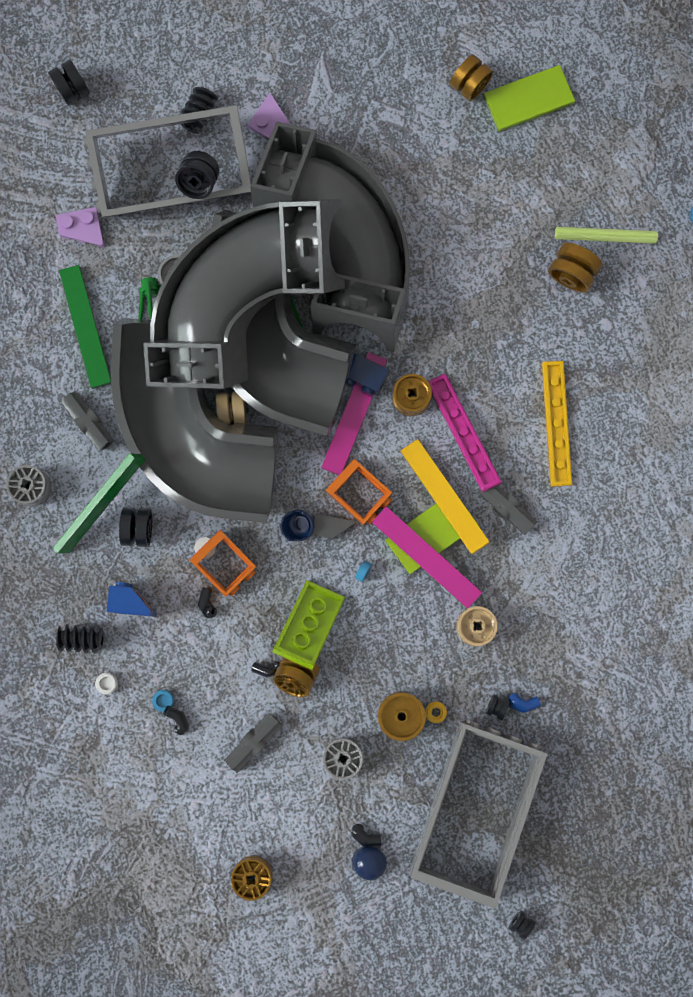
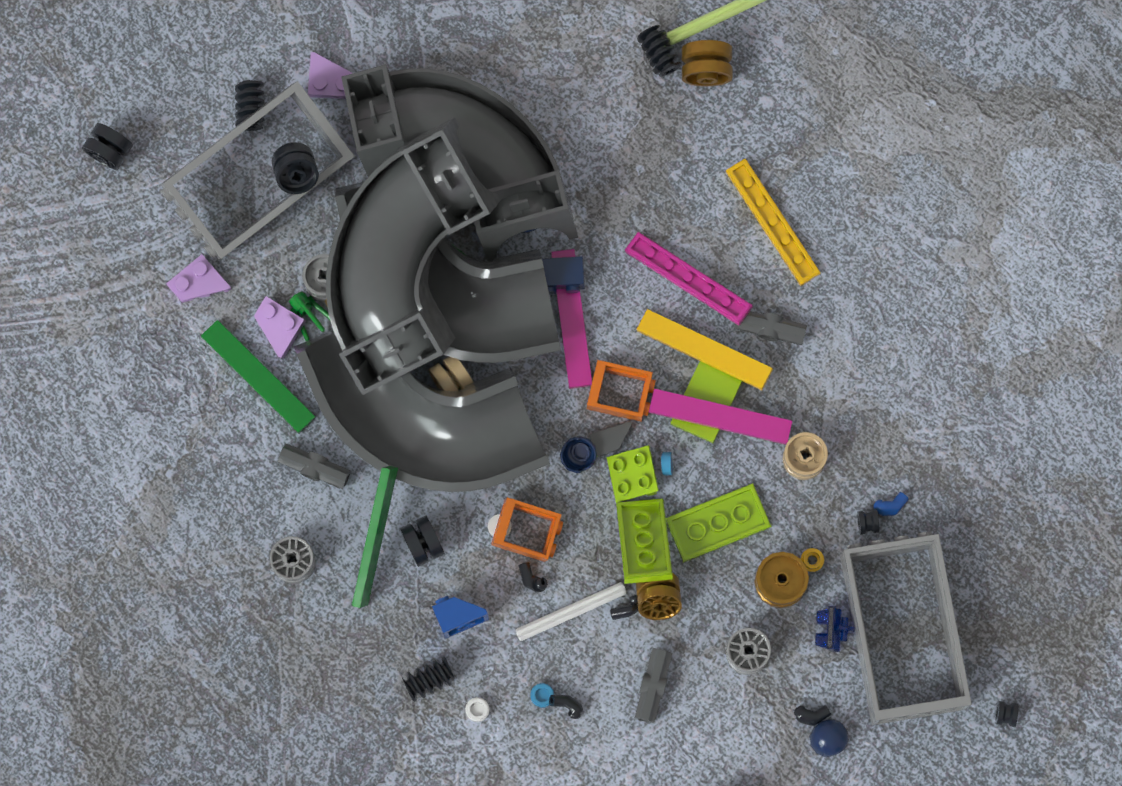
camera: 30 degrees left, 5 degrees down
(123, 295) = (278, 325): none -> lavender wing
(222, 646) = (571, 611): none -> white axle
(332, 564) = (632, 474): none -> lime hinge
(378, 640) = (718, 522): none -> lime tile
(411, 384) = (620, 281): pearl gold wheel -> none
(415, 785) = (835, 627): none -> clear blue hips
(541, 238) = (658, 52): none -> black piece

